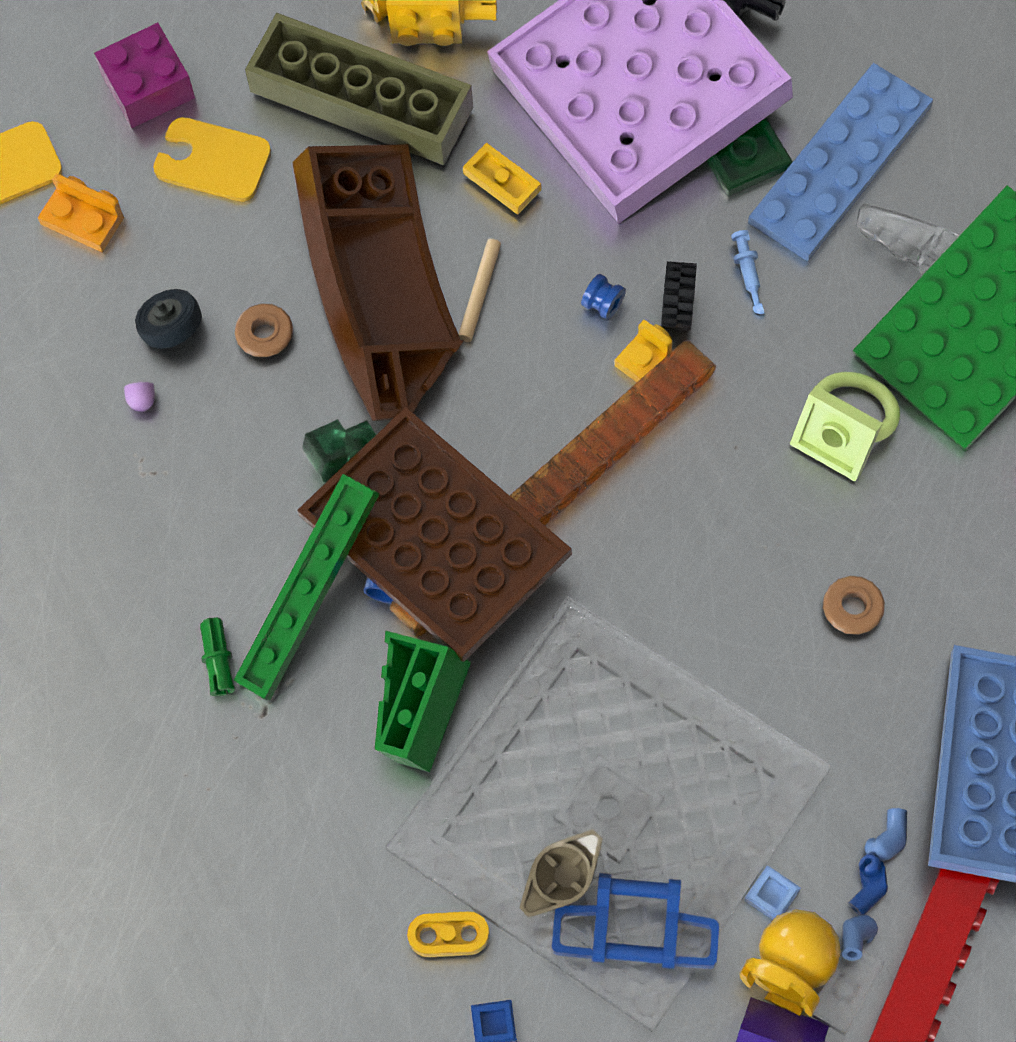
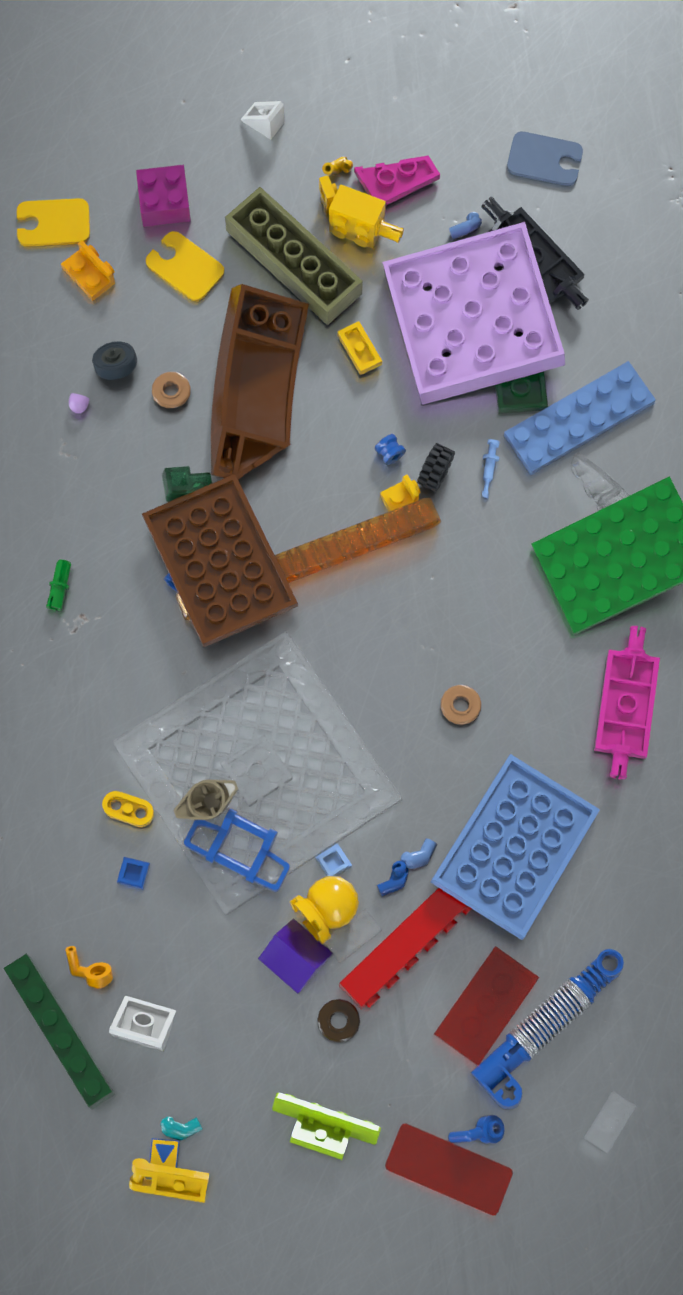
camera: 15 degrees right, 5 degrees up
(306, 587) = (128, 563): green plate -> none
(417, 699) = (167, 660): green wedge -> none
(479, 290) = (315, 415): tan bar -> none
(840, 432) = (496, 592): yellowish green tile -> none
(854, 932) = (371, 904): medium blue arm -> none

